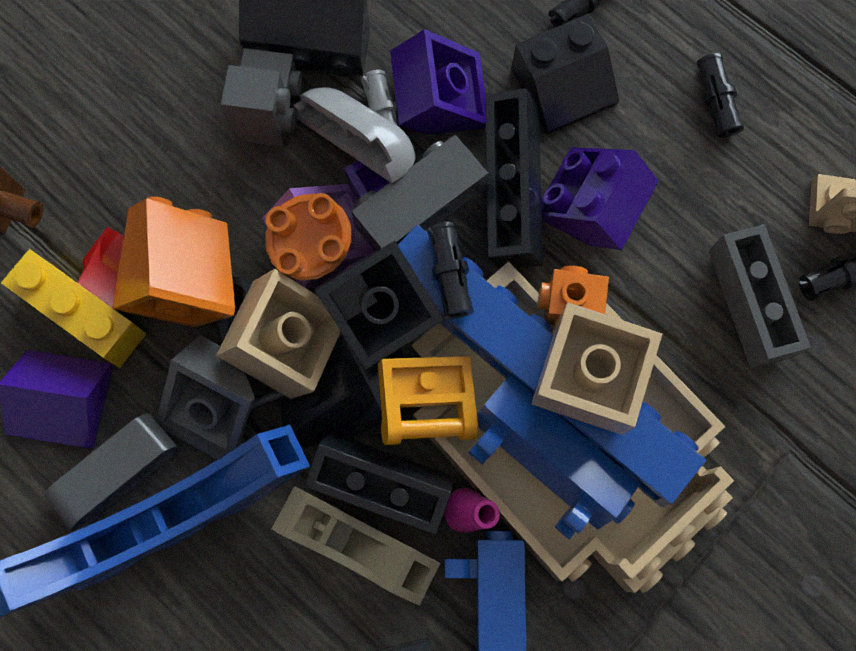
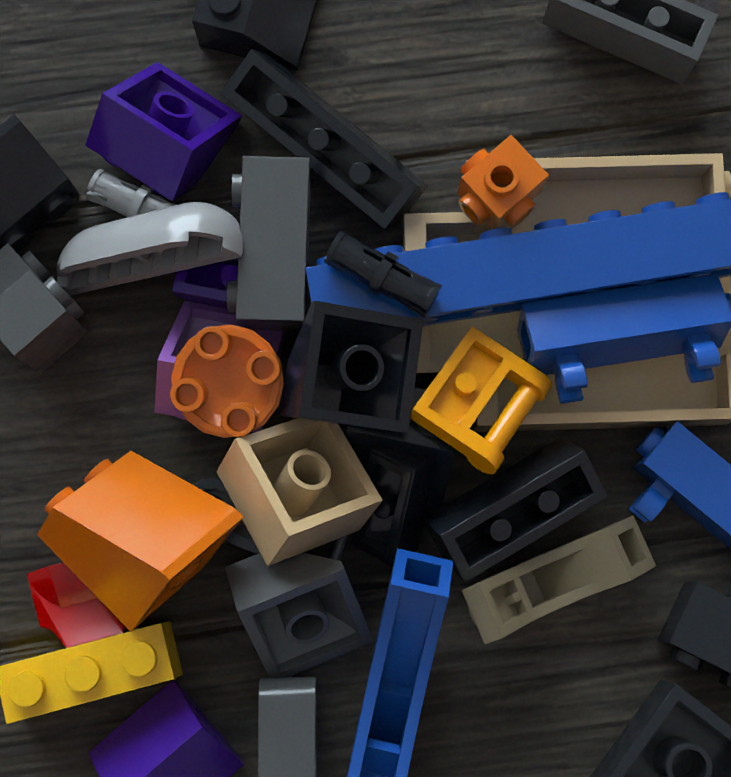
camera: 50 degrees left, 5 degrees up
(470, 511) = (612, 446): dark pink cone -> none
(597, 369) = (595, 220): tan brick -> none
(598, 195) = (405, 75): dark purple slope -> none

